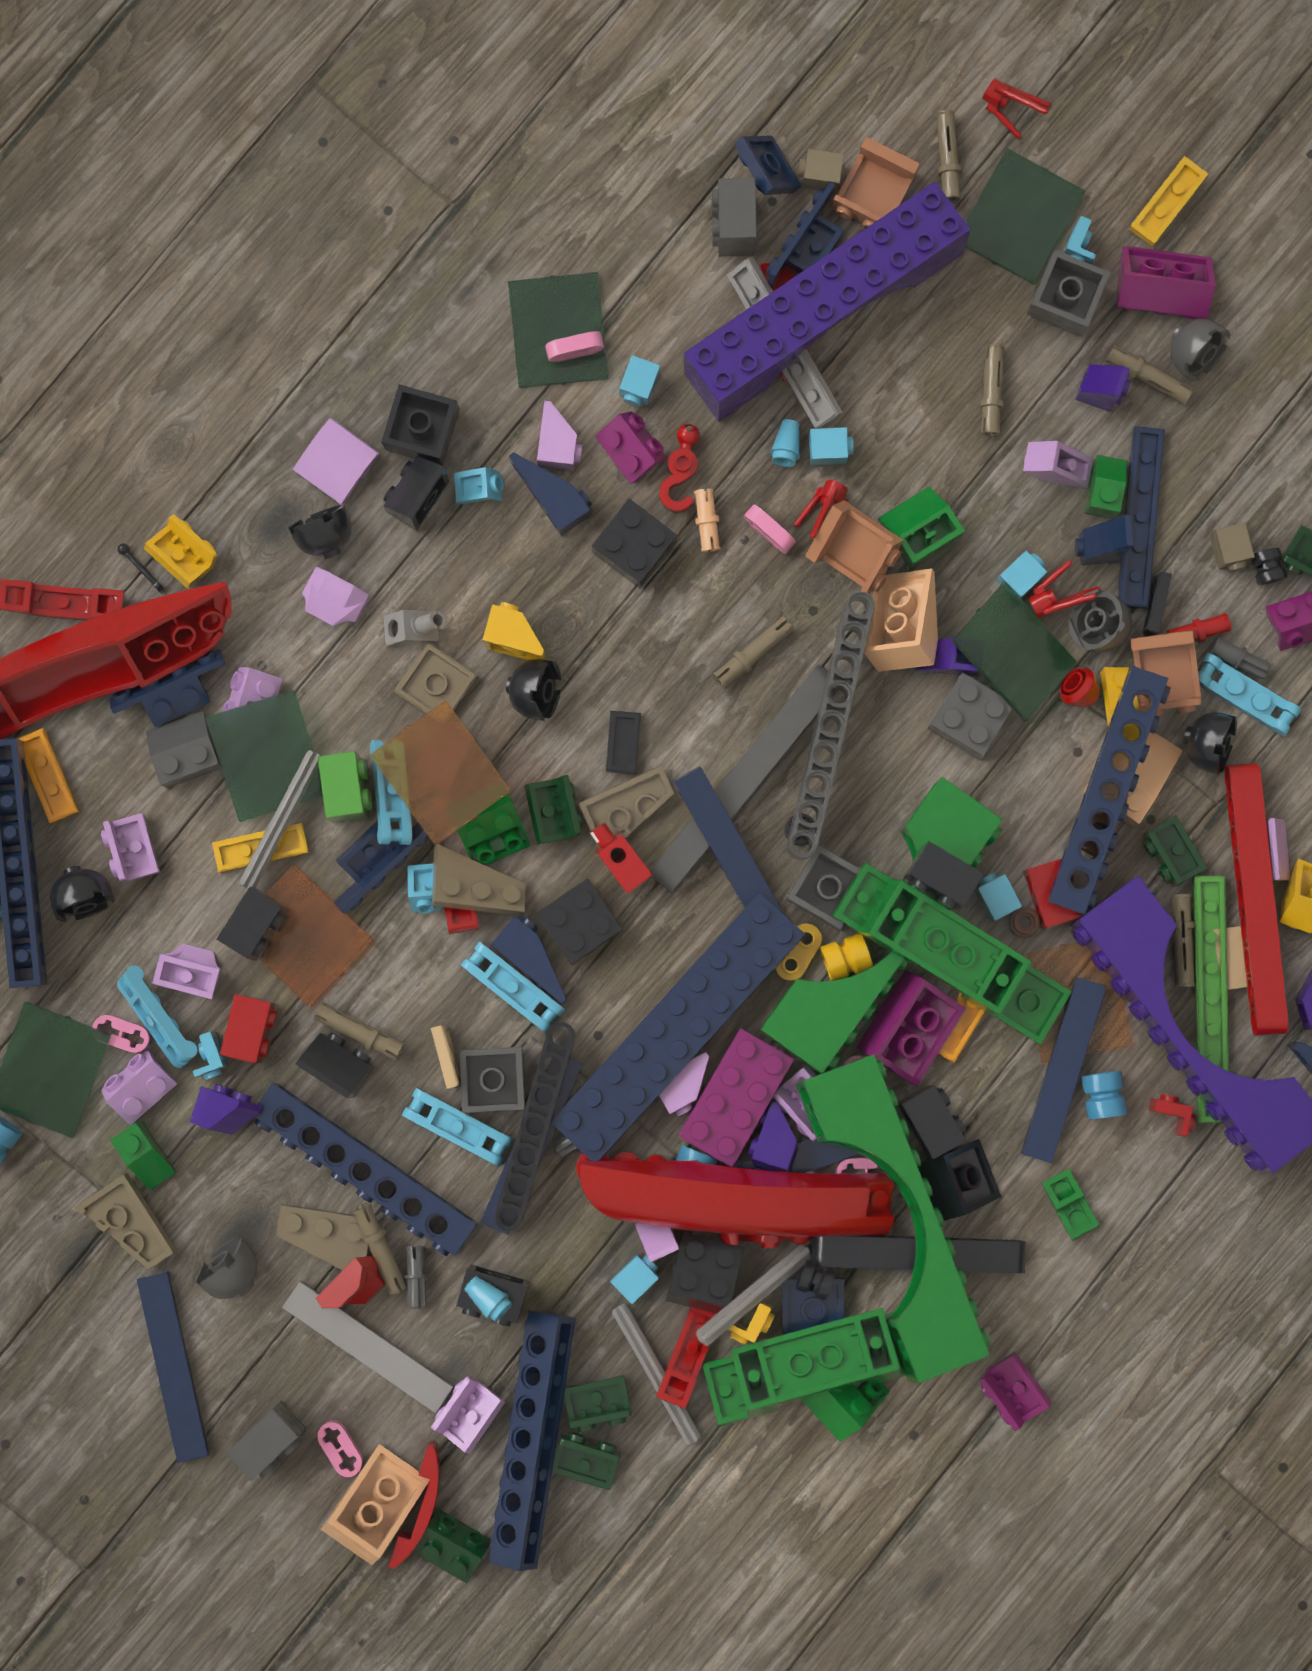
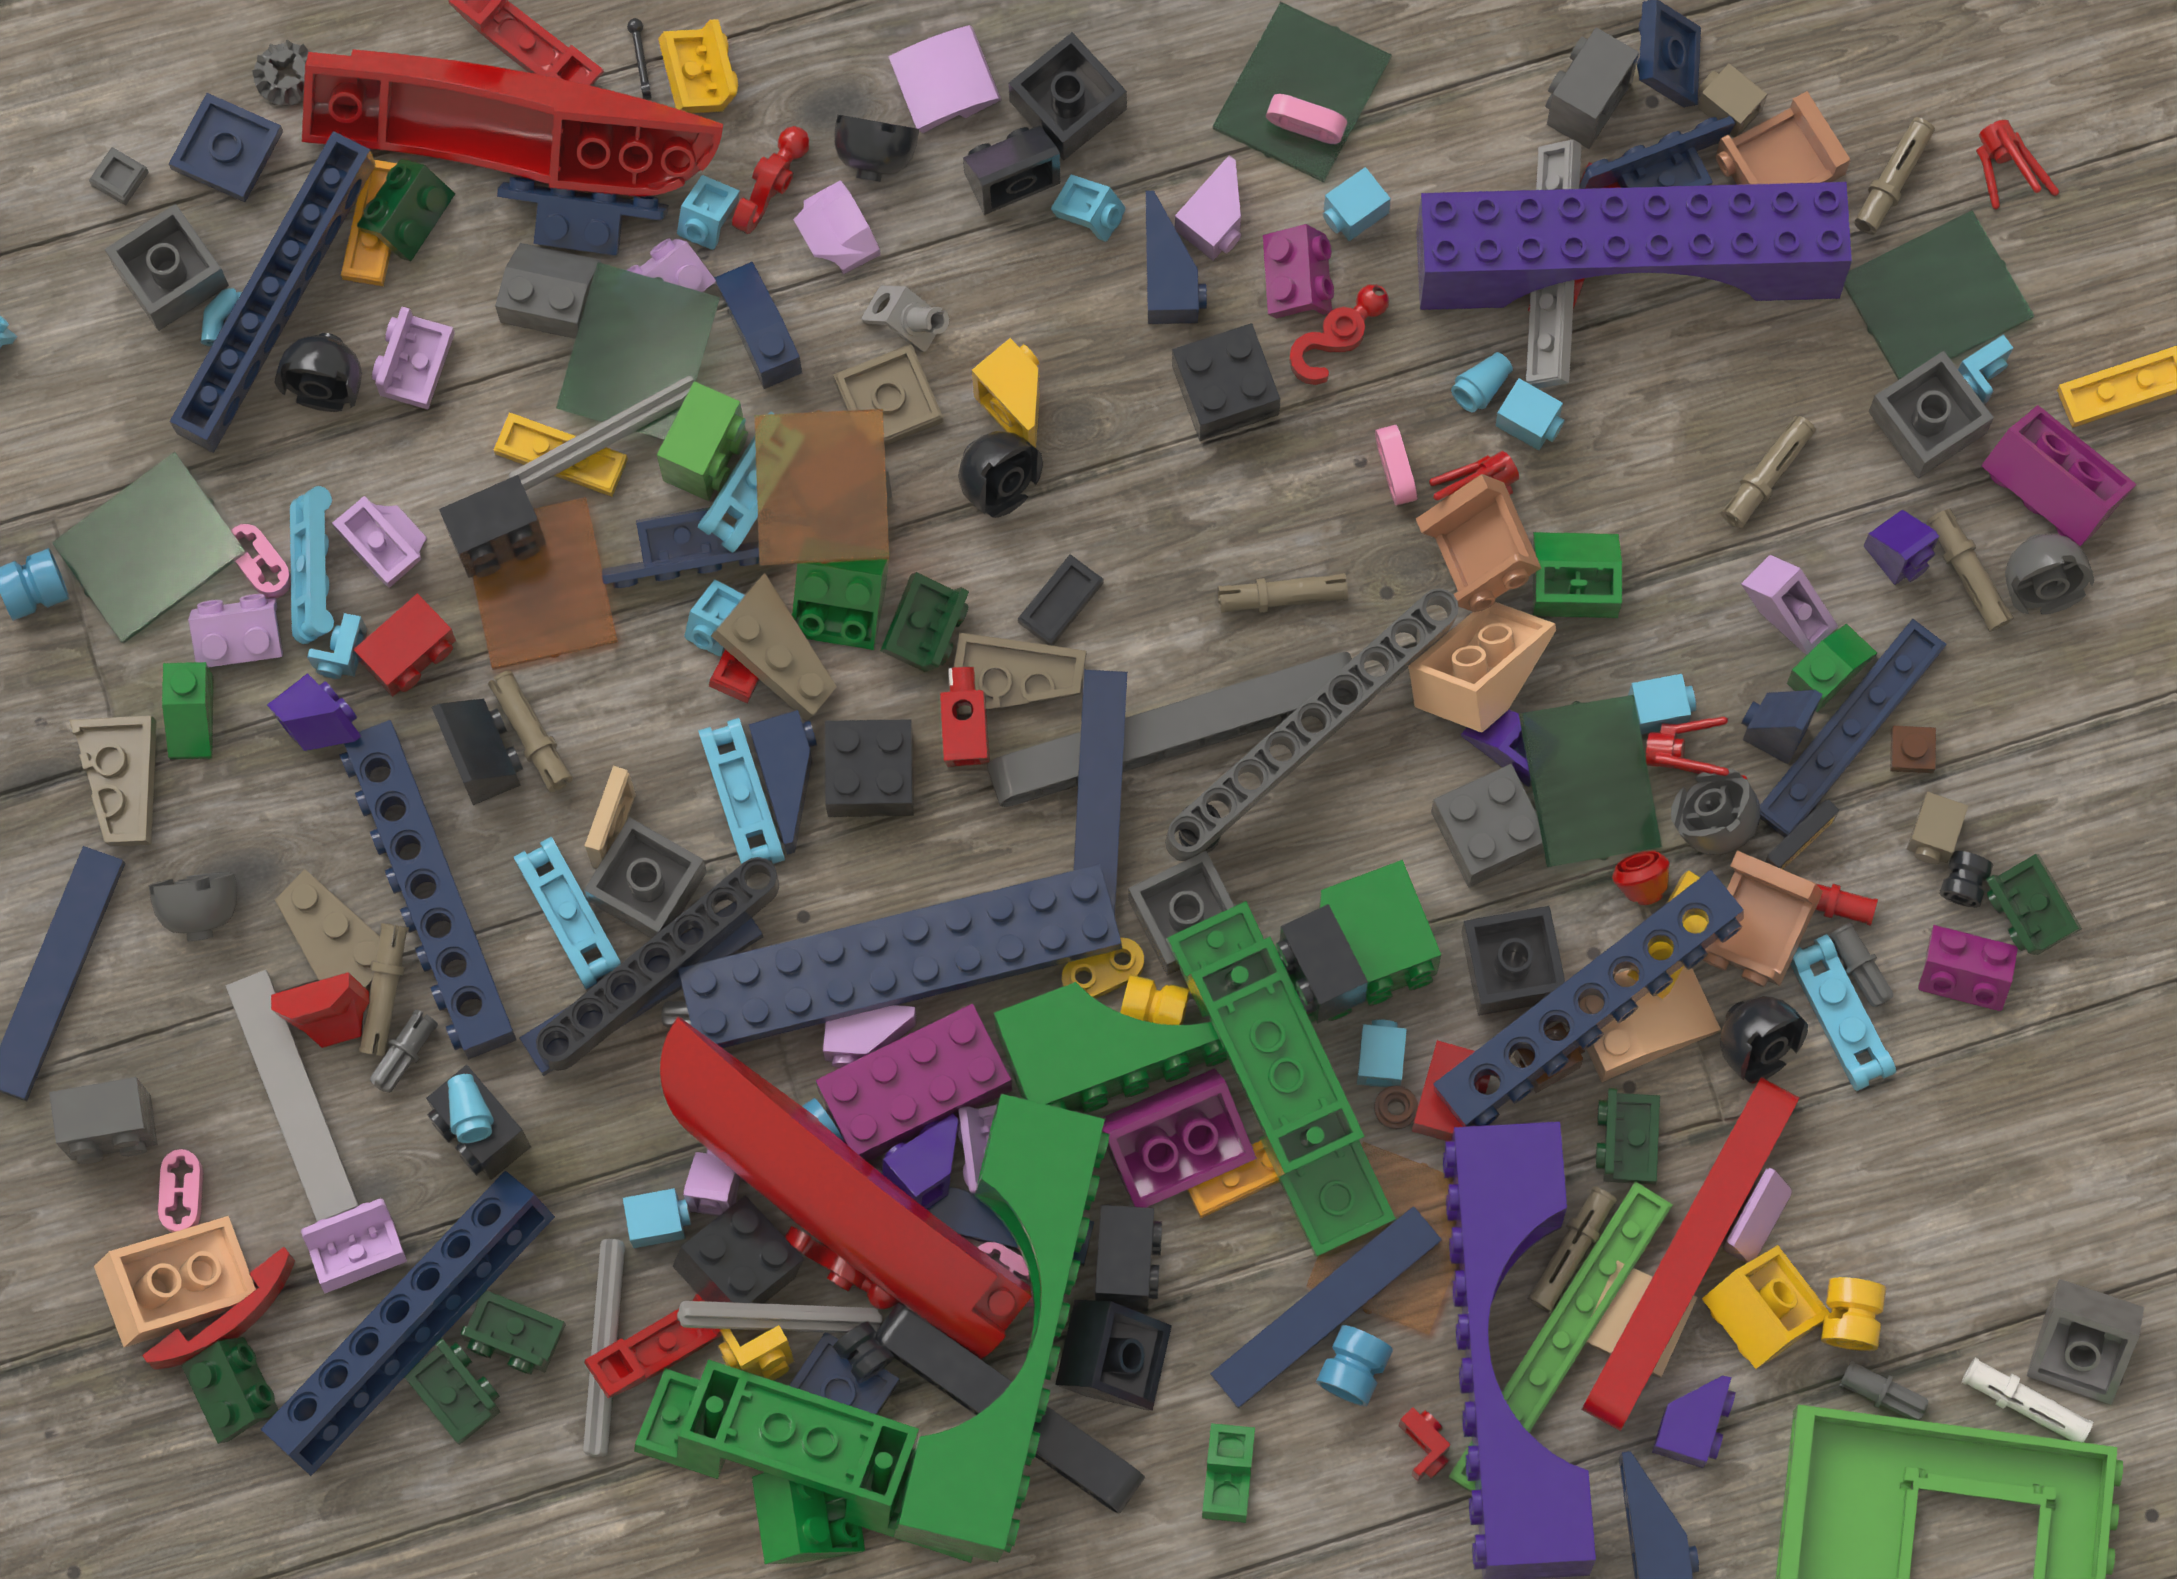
camera: 35 degrees right, 10 degrees down
(61, 756) = (406, 208): none -> dark green bracket
(247, 638) = (706, 211): none -> medium azure bracket
(273, 591) = (771, 176): none -> red piece
(326, 688) = (759, 325): none -> dark blue slope
(707, 520) = (1329, 410): light nougat pin -> none
(1039, 790) = (1512, 959): none -> black brick
(1185, 506) = (1913, 749): none -> reddish brown plate

